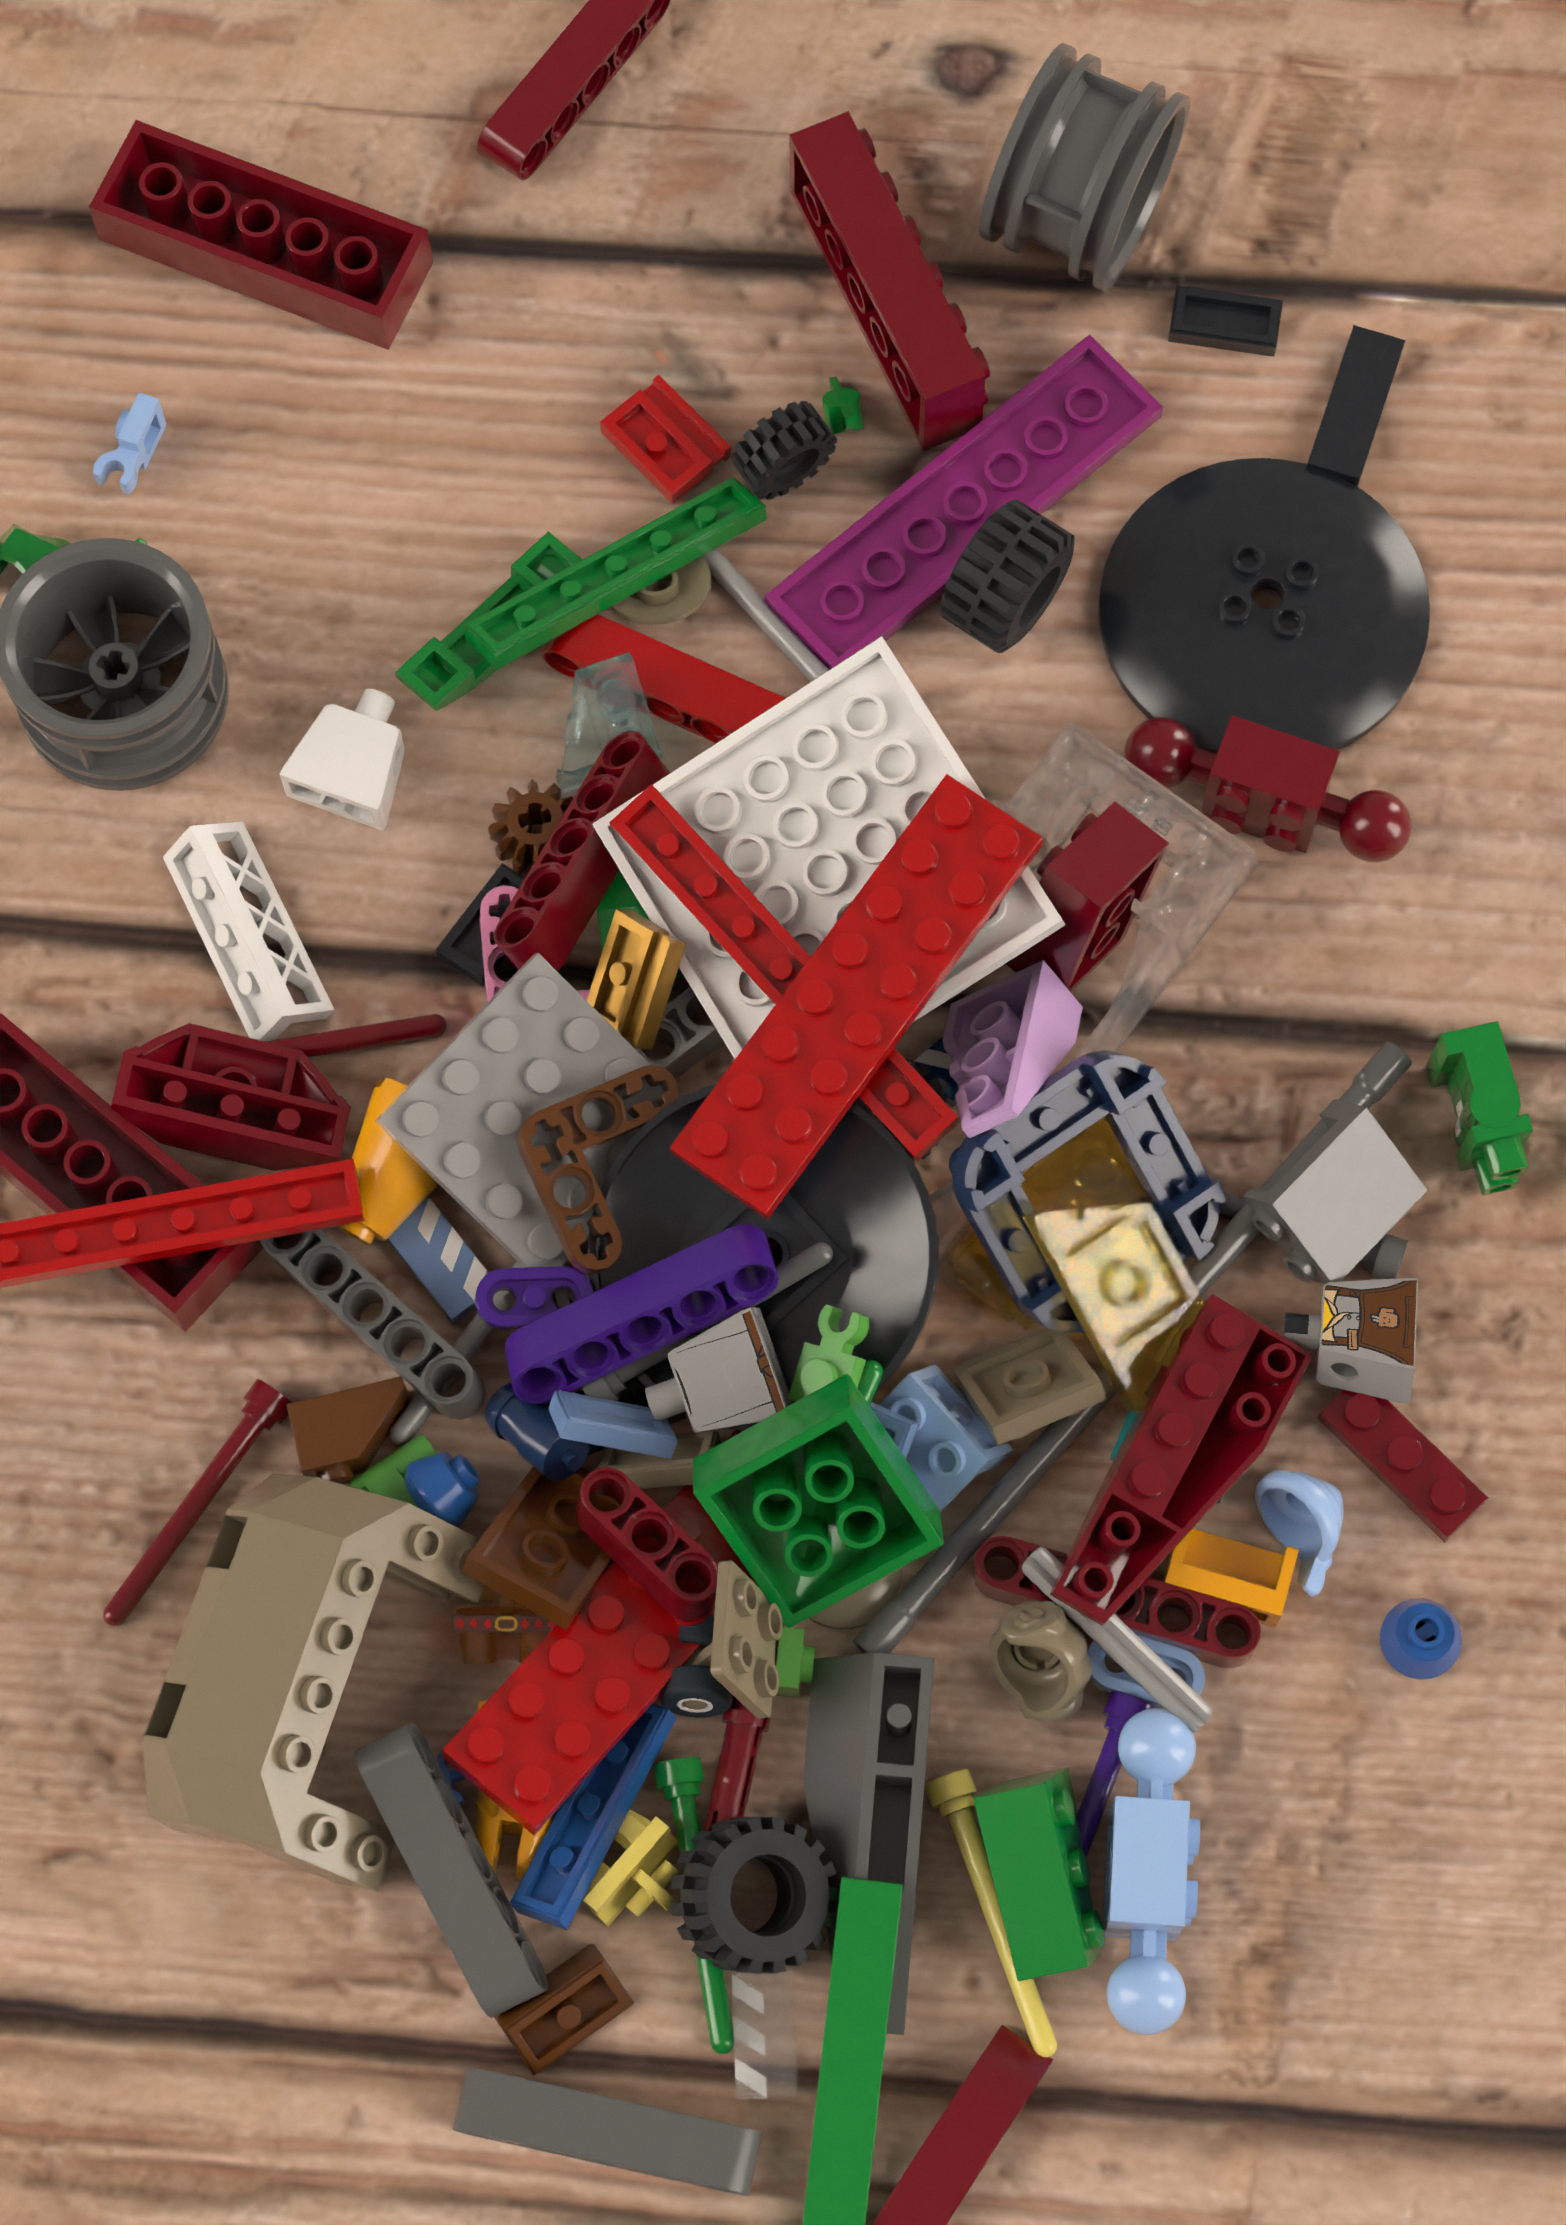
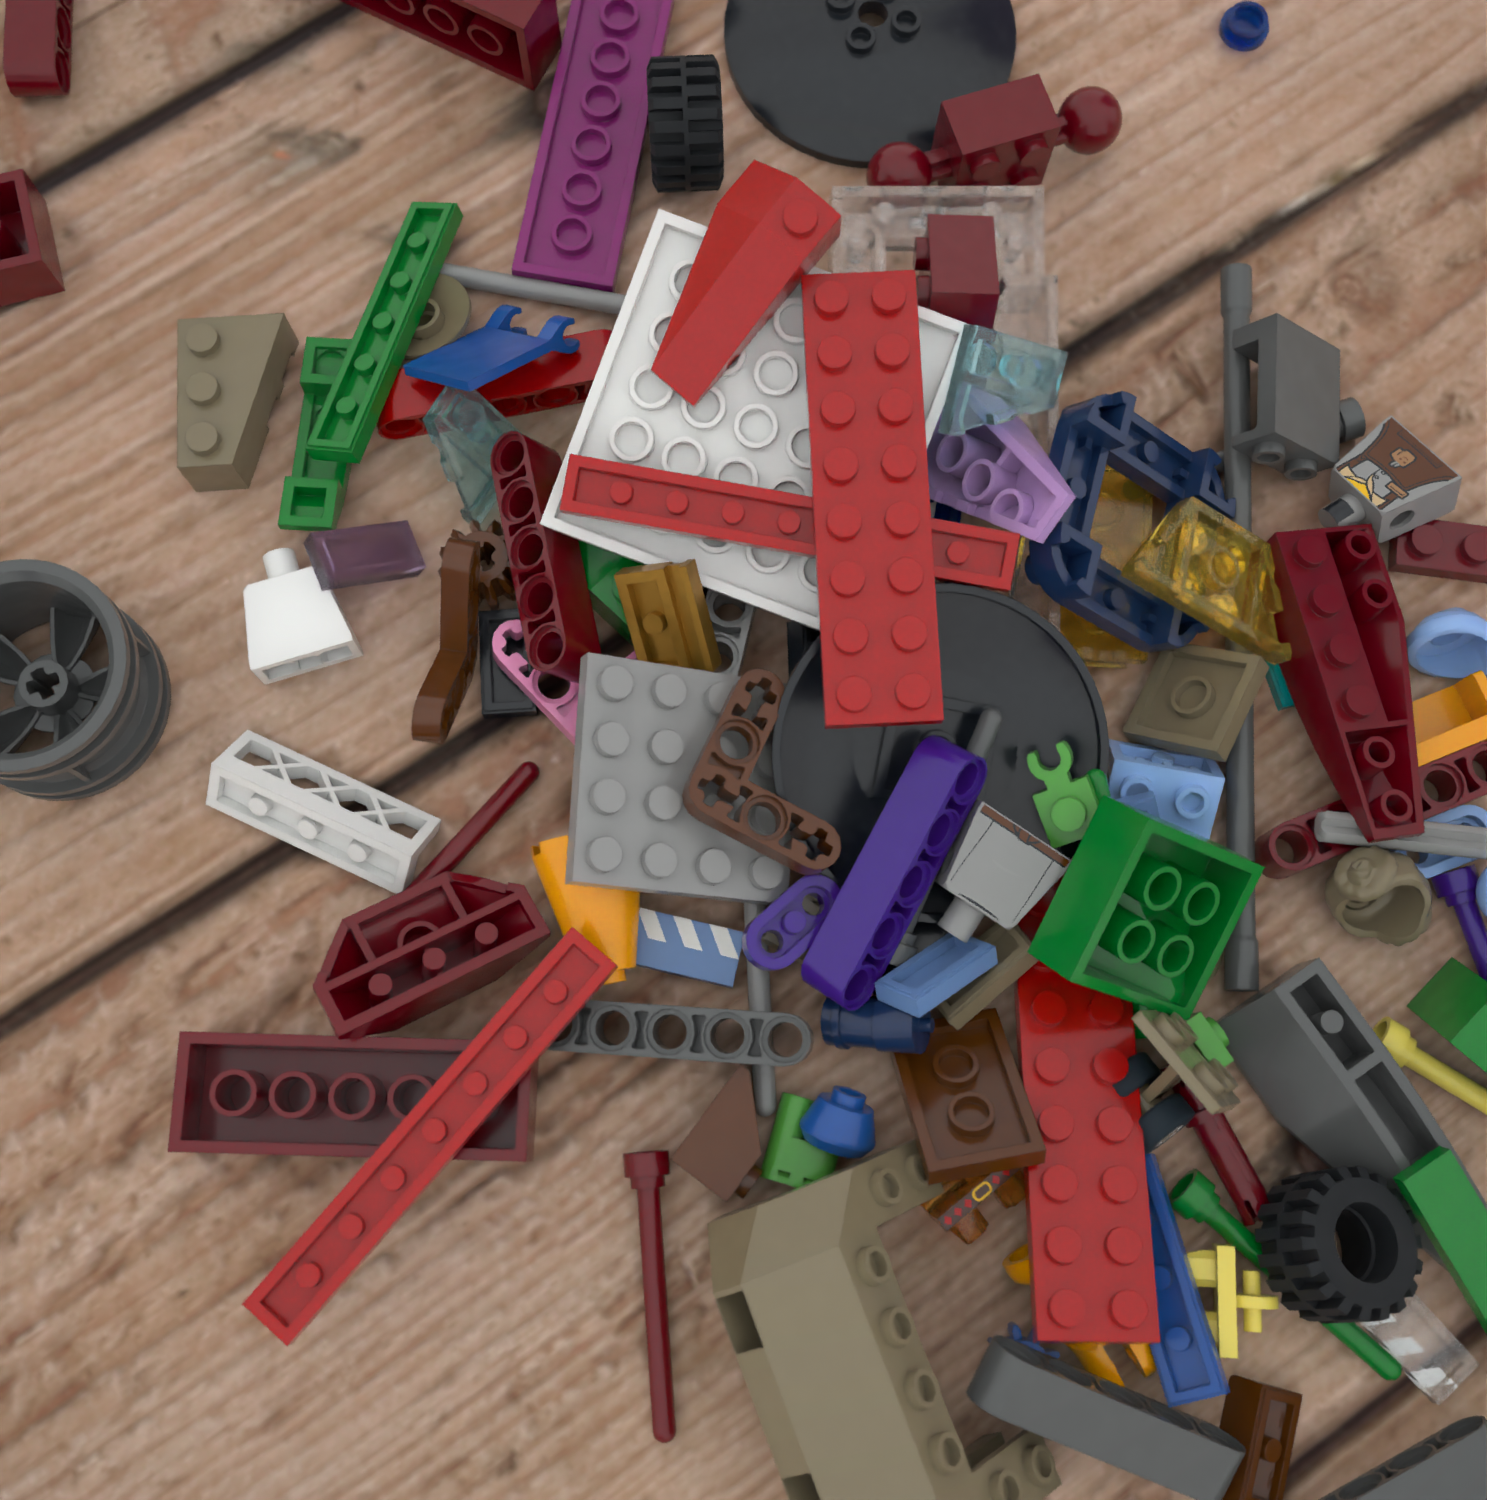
camera: 45 degrees left, 5 degrees up
(443, 533) = (225, 393): none -> dark tan wedge
(446, 748) = (364, 555): none -> tile
(459, 880) = (456, 660): none -> reddish brown beam
(643, 1517) = (1073, 1032): dark red beam -> none
(665, 439) = (338, 208): red plate -> none
(681, 654) = (491, 351): none -> blue flag
(784, 450) = (438, 150): black tyre -> none
(842, 408) = (452, 97): green piece -> none
(899, 742) = (747, 266): none -> red wedge
(1052, 981) = (999, 379): none -> clear light blue wing
(1485, 1104) = (1330, 261): green hips -> none

